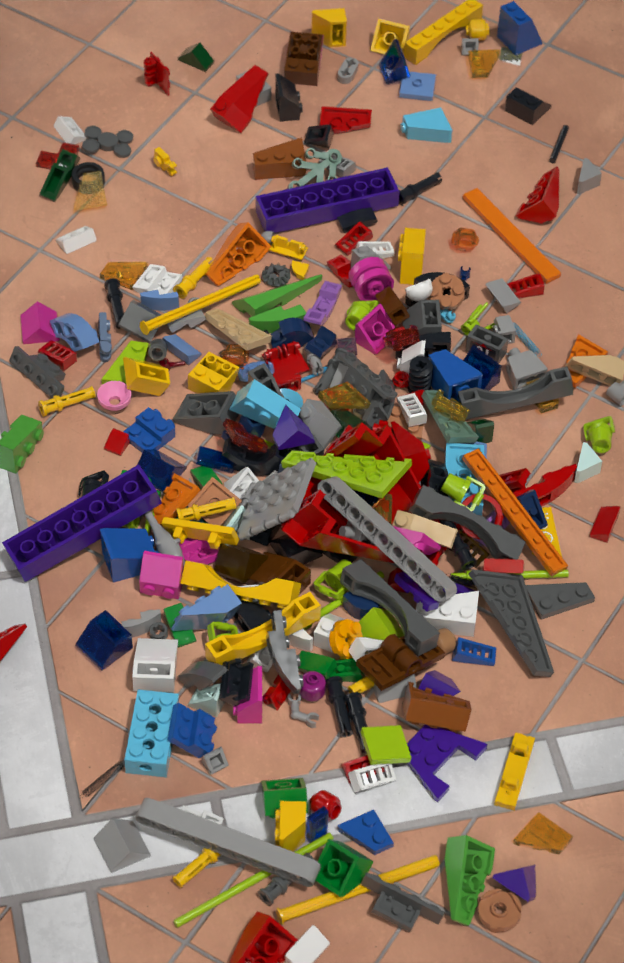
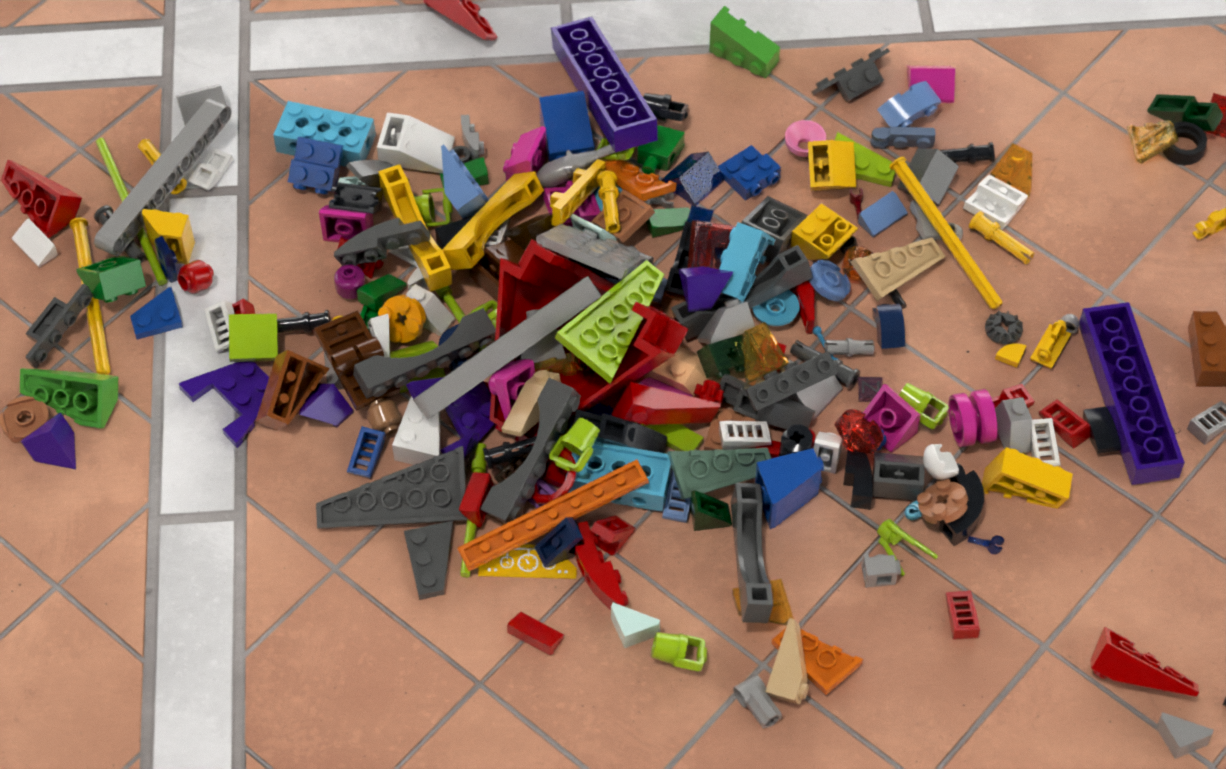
camera: 100 degrees right, 5 degrees up
(57, 402) = (802, 82): yellow pin -> none
(64, 363) = (867, 96): red slope -> none
(76, 239) = (1077, 127): white slope -> none
(102, 775) = (280, 89): black piece -> none
(104, 640) = (451, 103): clear blue slope -> none
(117, 442) = (738, 140): red slope -> none
(157, 355) = (873, 184): dark grey brick -> none
(160, 302) = (961, 195): medium blue slope -> none
(215, 760) = (281, 190): light grey slope -> none
(237, 253) = (1042, 288): orange wedge -> none
(240, 482) = (655, 247): white slope -> none
(269, 319) = (918, 318): bright green slope -> none
(281, 295) = (953, 301): bright green wedge -> none
(282, 790) = (218, 241): green slope -> none
(286, 359) = (849, 317): red hinge -> none
(295, 714) = (319, 274): light grey arm -> none
(316, 168) = (1190, 386): sand green plant -> none
(322, 343) = (871, 357): dark blue slope -> none
(324, 304) = (936, 368): medium lavender slope -> none
(336, 698) = (335, 305): black pin -> none
(392, 305) = (919, 435): reddish brown brick -> none
(412, 191) = (1157, 503): black pin -> none
(452, 407) = (730, 464): clear yellow wing -> none
(464, 239) = (1055, 550): clear orange head -> none
(486, 365) = (806, 528): clear blue slope -> none
(487, 341) = (849, 539): dark grey brick -> none
(503, 294) = (947, 580): light grey slope -> none
(511, 235) = (1067, 616): orange tile -> none
(514, 771) = (197, 467): yellow hinge -> none
(524, 367) = (807, 582): light grey torso -> none
(533, 349) = (868, 598): medium azure piece -> none
(544, 835) = (106, 481): clear yellow wing -> none

